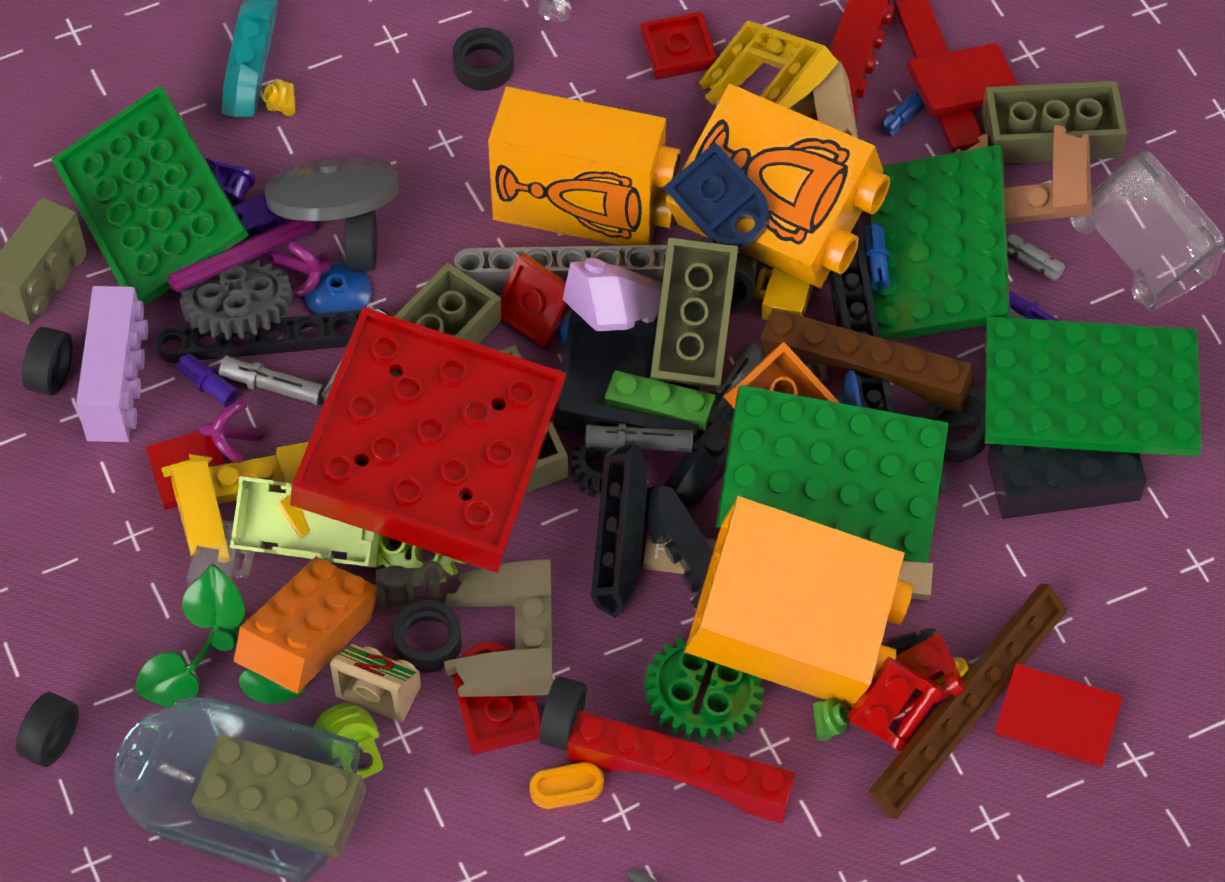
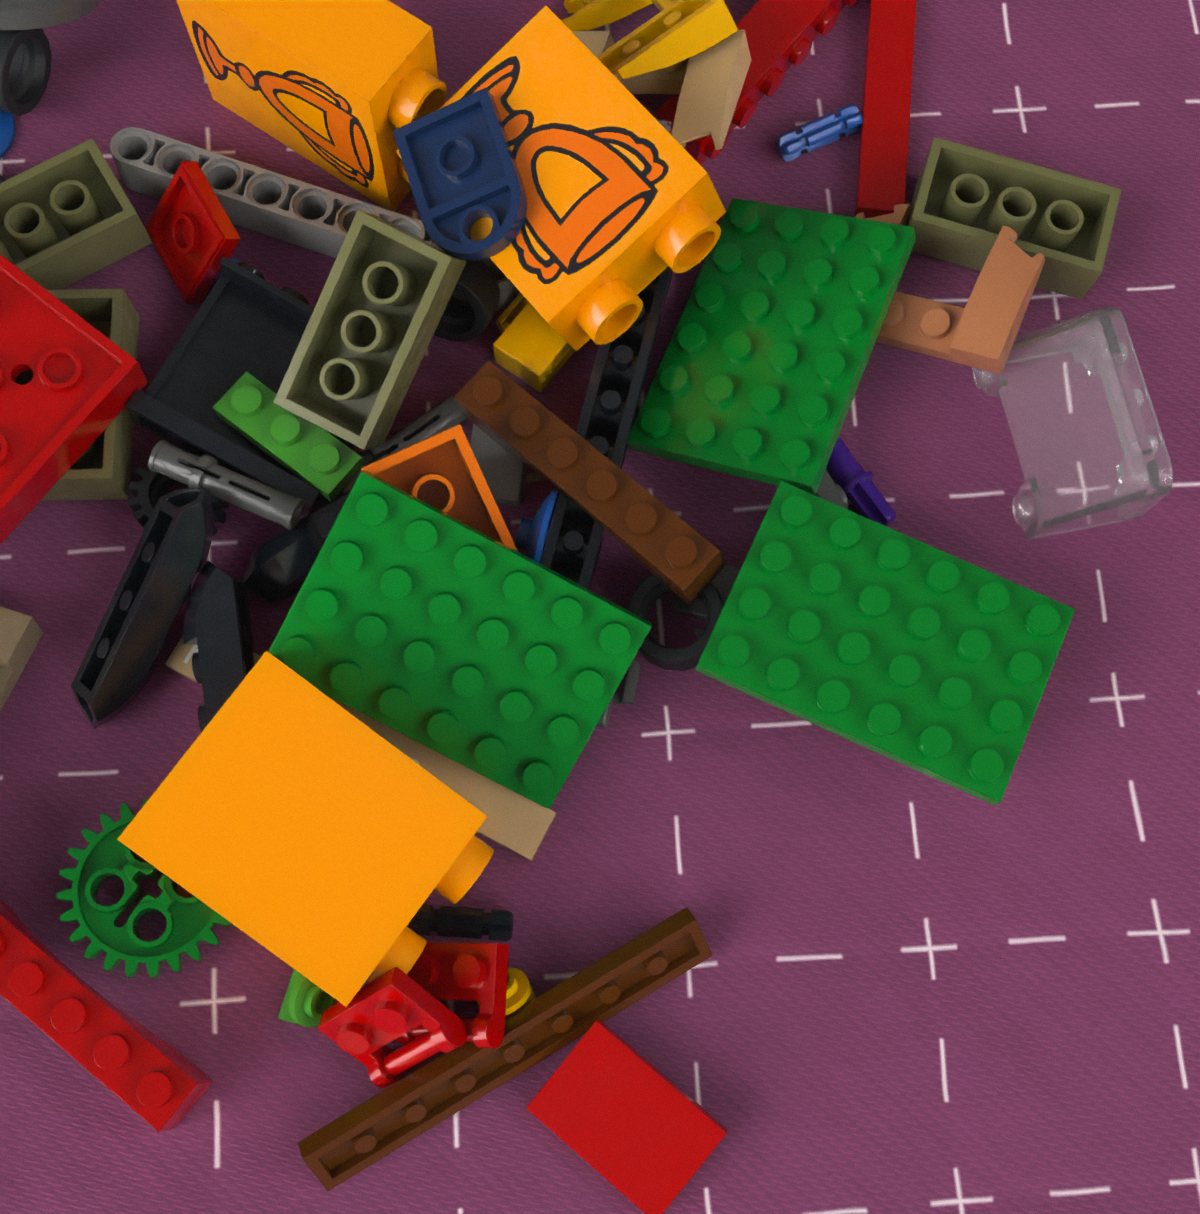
camera: 15 degrees right, 15 degrees up
(611, 295) = (267, 262): lavender wedge -> none
(876, 256) = (675, 331): blue axle -> none
(959, 77) = (902, 110): red tile -> none
(1034, 257) = (898, 403): light grey axle -> none
(1062, 479) = (779, 753): black brick -> none

